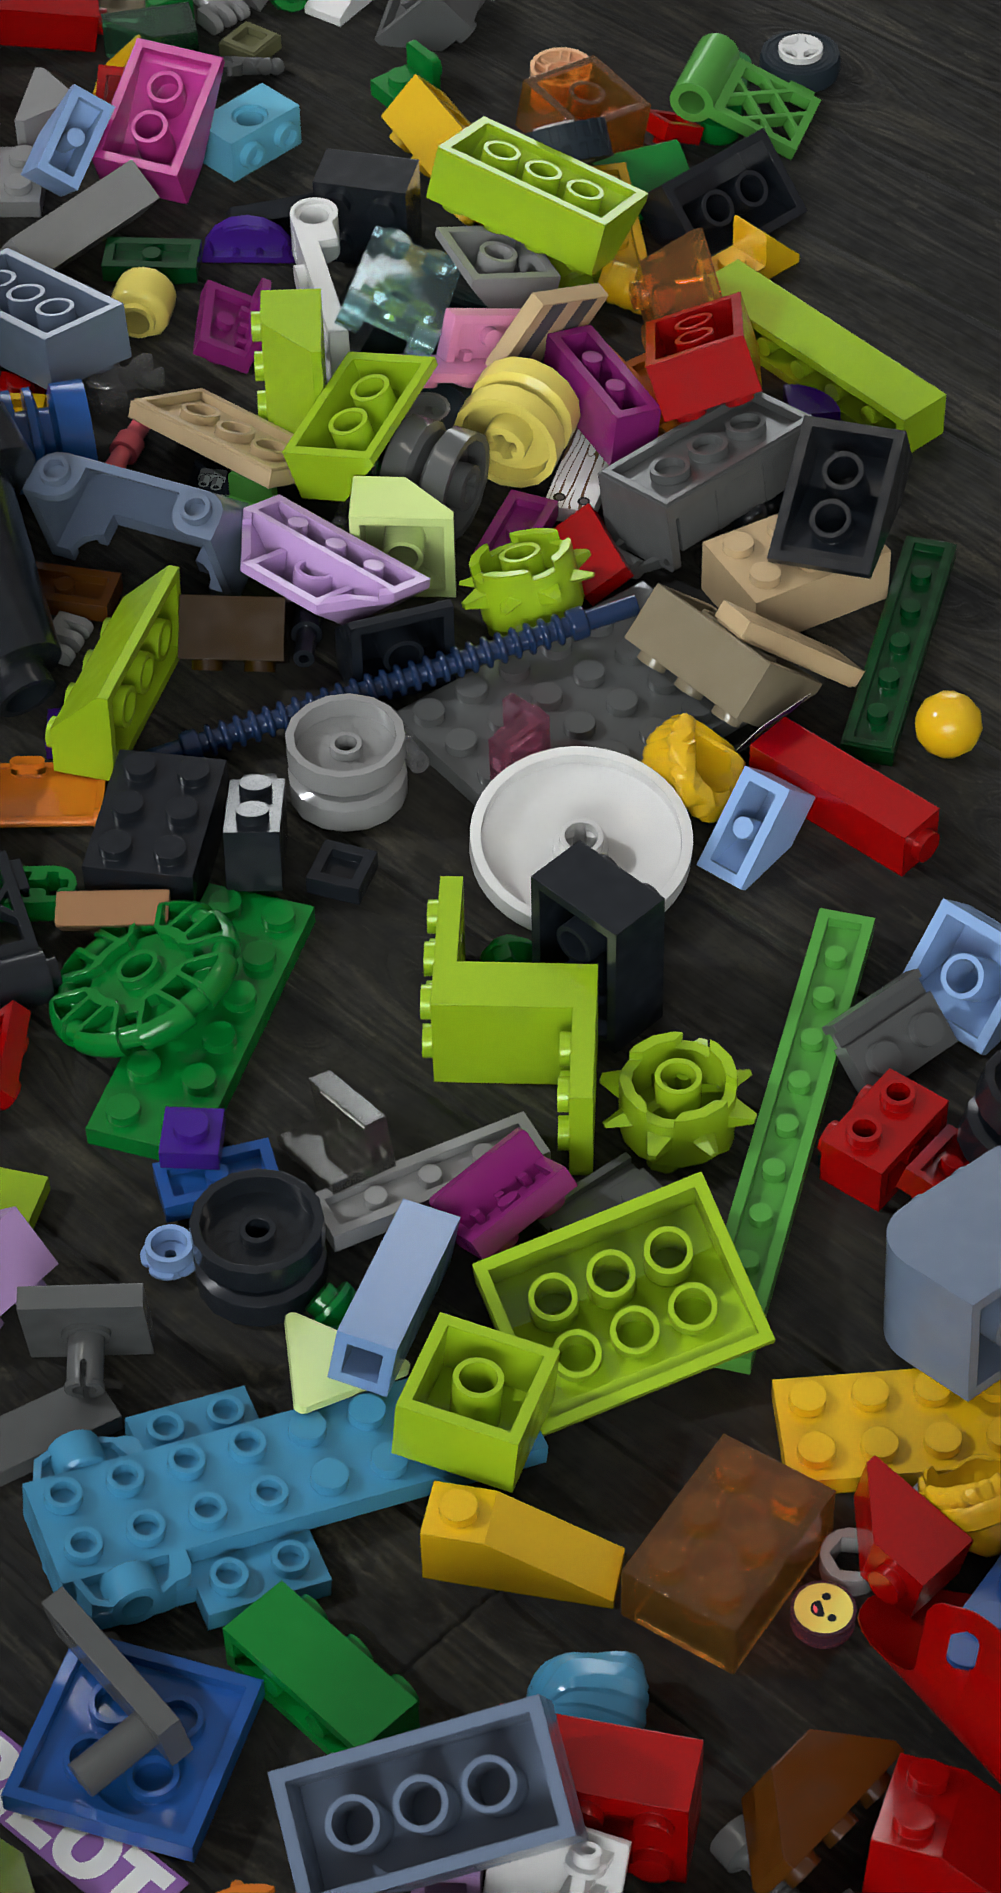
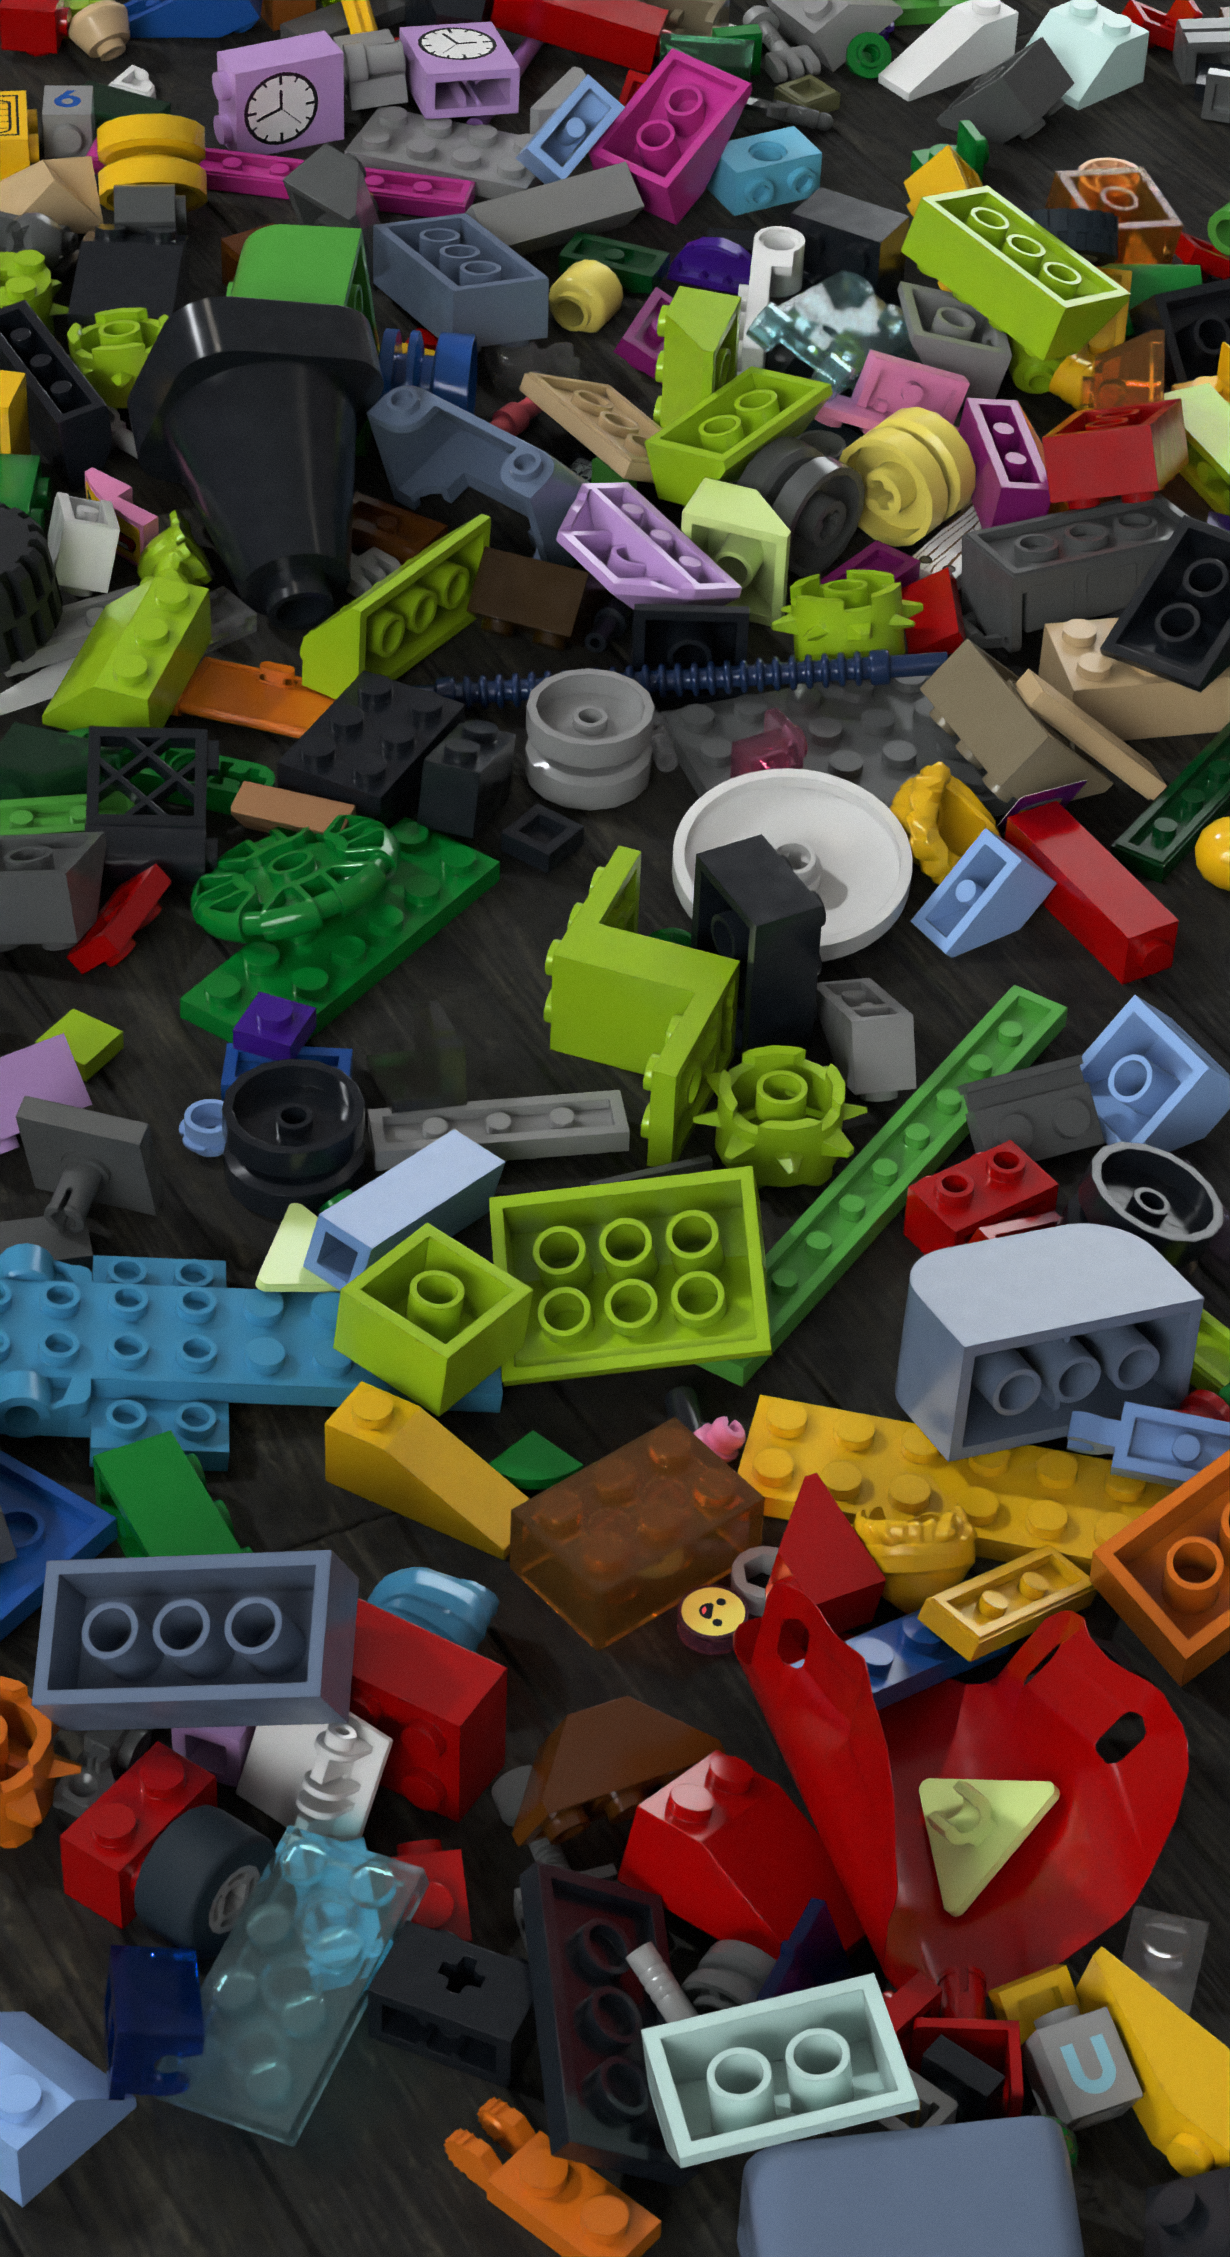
camera: 15 degrees right, 5 degrees down
(503, 1194) = (561, 1149): magenta bracket -> none
(548, 313) = (974, 375): tan tile -> none
(607, 1507) = (535, 1463): none -> green tile
(711, 1415) = (718, 1436): none -> arm
(718, 995) = (868, 1037): none -> light grey slope

